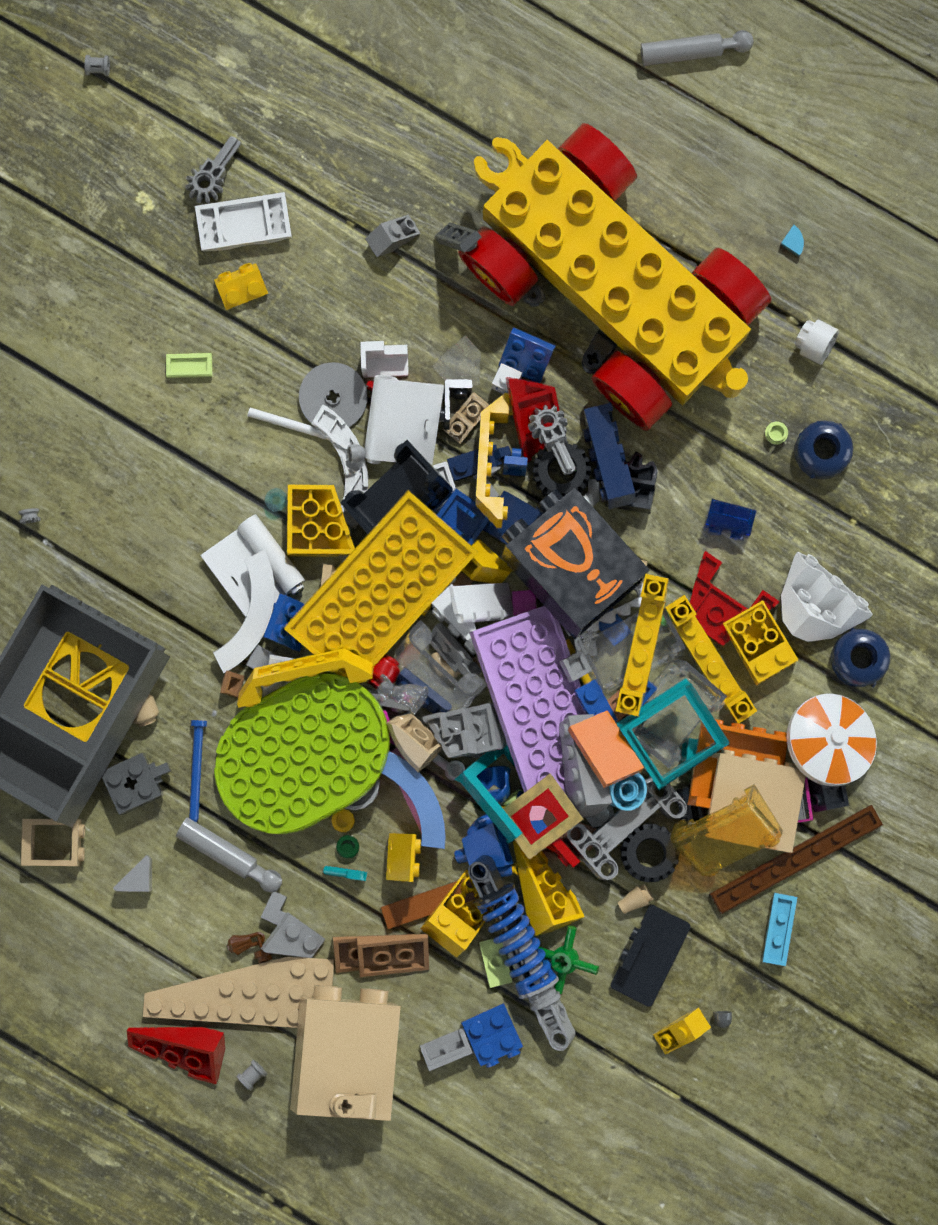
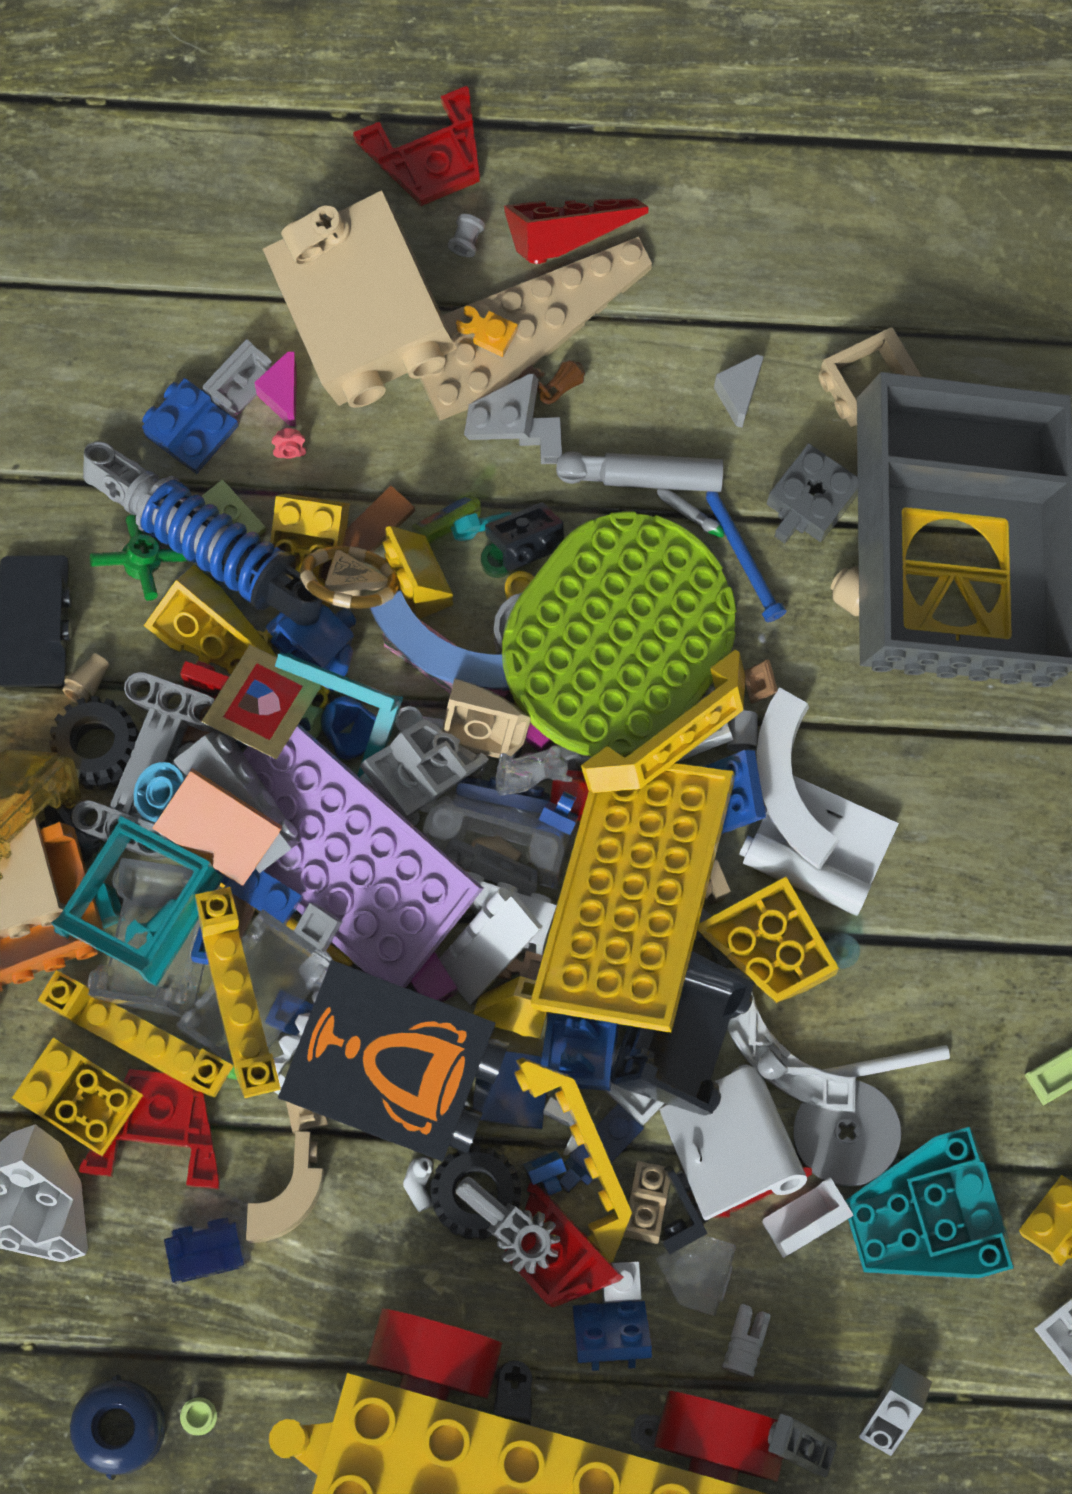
camera: 150 degrees right, 10 degrees down
(212, 813) = (693, 514): none -> light grey piece
(243, 1138) = (433, 163): none -> red wing
(271, 996) = (490, 332): none -> light orange plate
(312, 324) = (932, 1214): none -> teal wedge
(322, 850) = (526, 535): none -> black bracket
(365, 890) = (440, 522): none -> clear neon green slope
(381, 954) = (385, 453): medium nougat slope -> none
(399, 659) = (560, 815): none -> blue tile
(423, 1030) = (279, 388): none -> dark pink slope
(437, 989) = (288, 444): none -> coral plate
(447, 869) = (350, 576): none -> piece
(457, 311) = (745, 1349): none -> white hinge
(608, 456) = (418, 1242): dark blue wedge -> none
(644, 483) = (367, 1228): black plate -> none
(669, 518) = (294, 1204): none -> tan arch
(670, 722) = (150, 927): none -> teal bar

